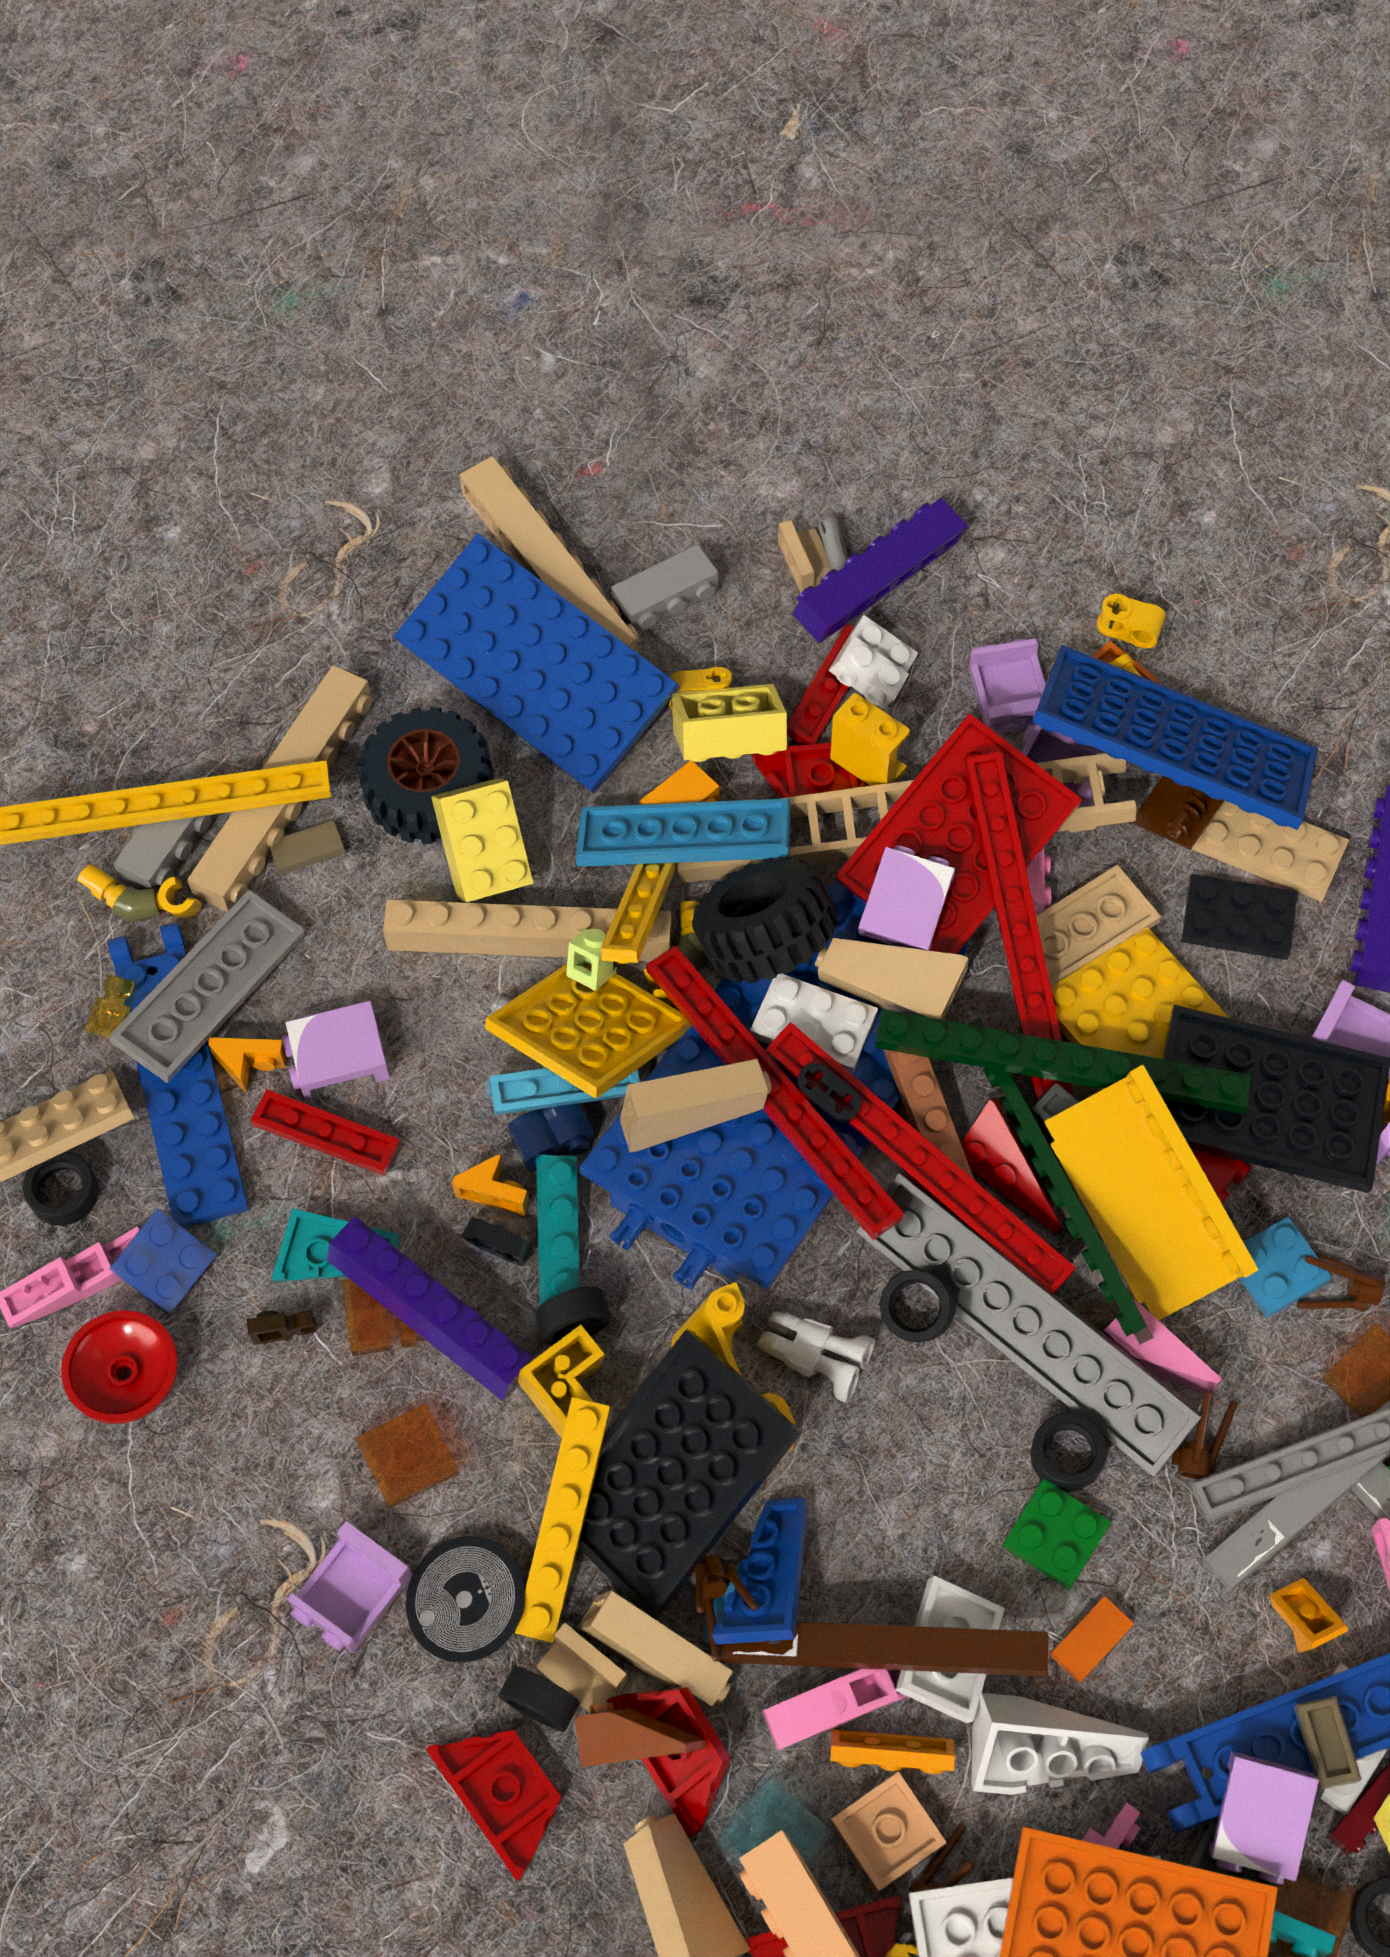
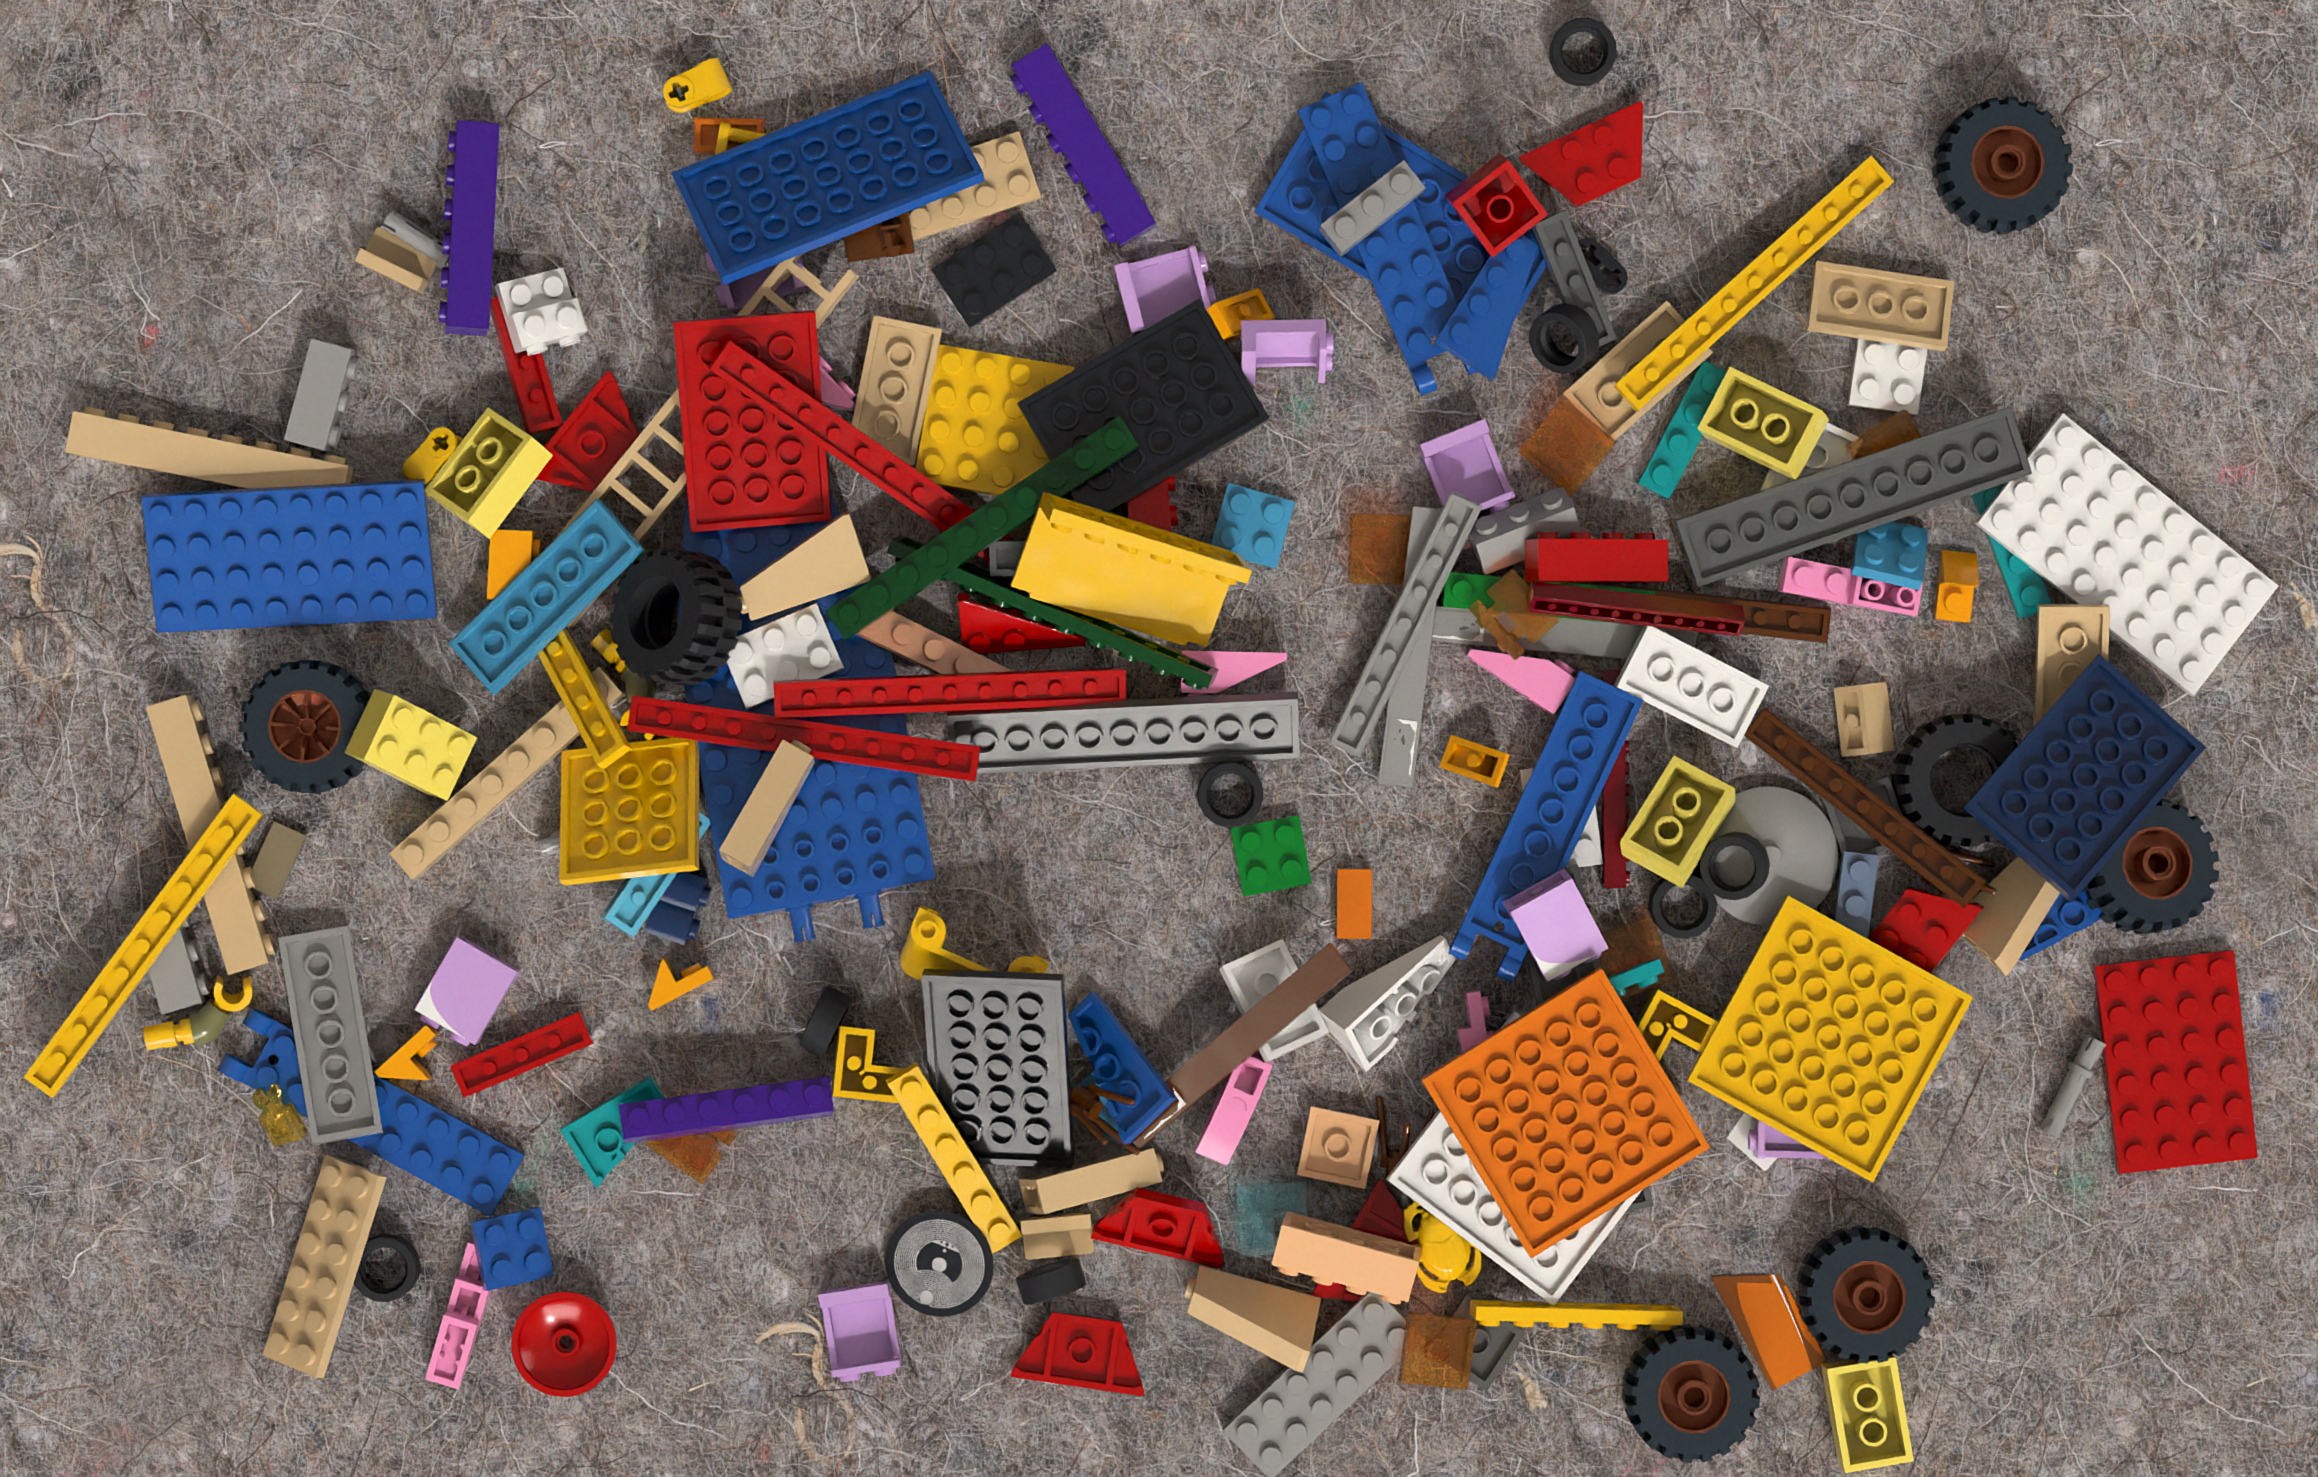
camera: 50 degrees left, 25 degrees up
(276, 1326) = (630, 1218): dark brown plate -> none
(407, 1455) = (808, 1212): clear orange plate -> none
(497, 1241) = (719, 1016): black beam -> none
(557, 1225) = (753, 970): teal plate -> none
(586, 951) = (574, 755): yellowish green brick -> none
(628, 1735) = (1130, 1249): dark orange slope -> none
(809, 1343) = (995, 884): white piece -> none
(824, 1100) = (850, 718): black beam -> none
(867, 742) = (614, 401): yellow panel -> none
(888, 1308) = (1045, 816): black tyre -> none
(892, 1751) = (1295, 1096): light orange plate -> none
(906, 899) = (763, 507): lavender panel -> none
(1007, 683) = (656, 231): lavender panel -> none
(1194, 1459) = (1315, 720): reddish brown plant -> none
(1327, 1743) = (1556, 840): dark tan tile -> none
(1362, 1285) = (1322, 488): reddish brown plant -> none

